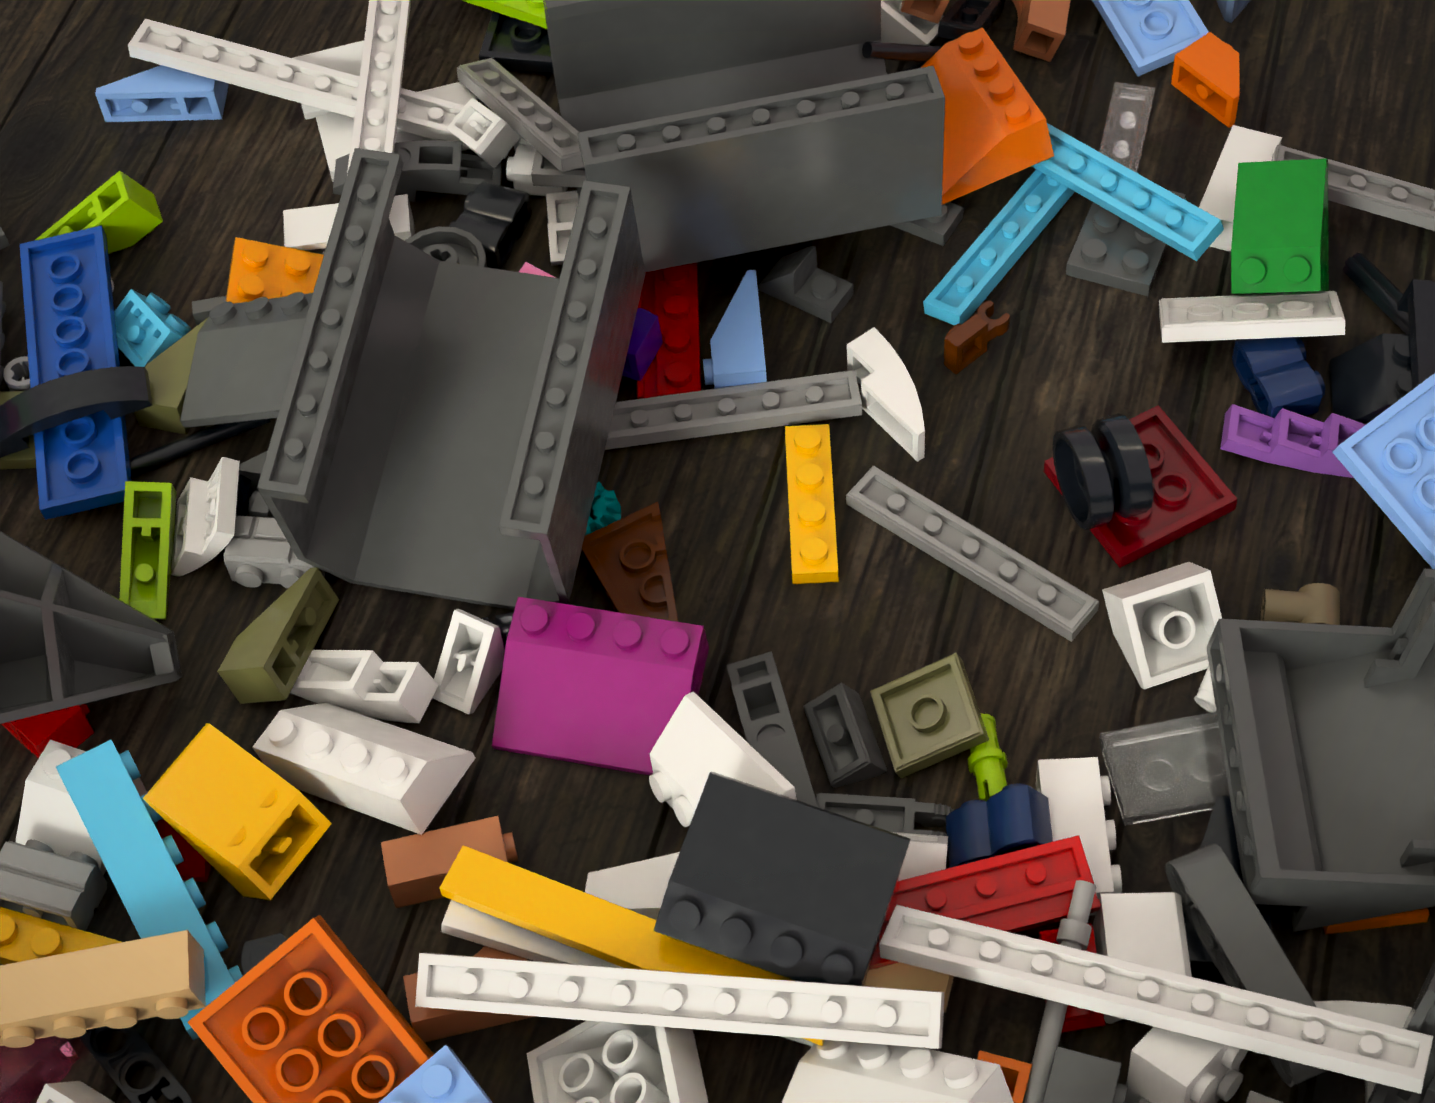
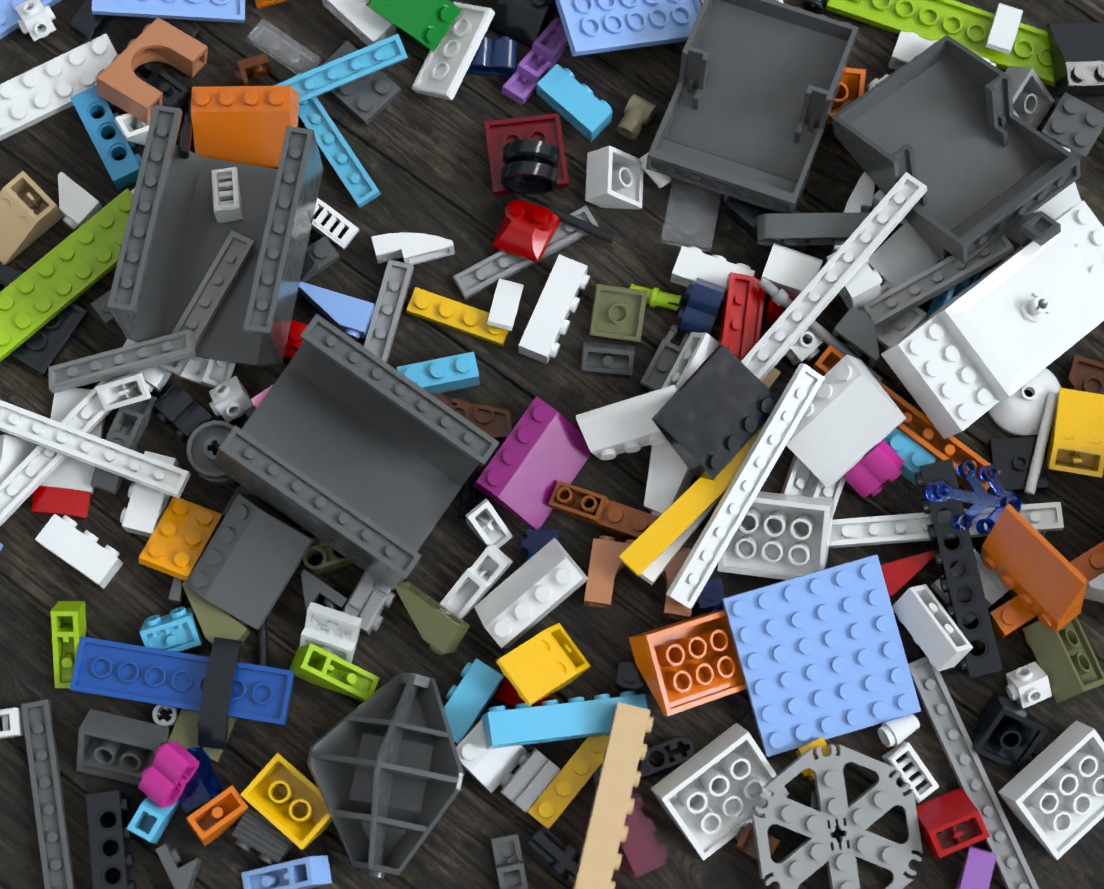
camera: 75 degrees left, 20 degrees up
(150, 736) = (470, 697): none -> medium azure brick
(235, 189) = (80, 550): none -> white brick
(302, 148) = (61, 502): none -> red slope
(470, 734) = (537, 539): none -> clear blue bracket
(472, 1042) = (712, 595): none -> clear blue bracket
(534, 249) = (230, 399): none -> white brick
(559, 807) = (600, 511): none -> dark orange slope
(692, 504) = (444, 373): none -> medium azure brick
(769, 721) = (593, 388): dark grey slope -> none
(857, 545) = (505, 304): none -> white slope
(877, 257) = (334, 216): none -> white slope
(886, 619) = (553, 309): none -> white brick
(969, 340) = (394, 195): reddish brown plate -> none
(1002, 1014) = (804, 347): none -> white brick
(1003, 529) = (526, 230): none -> red slope
(1056, 579) = (574, 221): none -> black bar
(1068, 102) = (253, 67): none -> reddish brown bracket
(1271, 516) = (574, 102): none -> medium azure brick

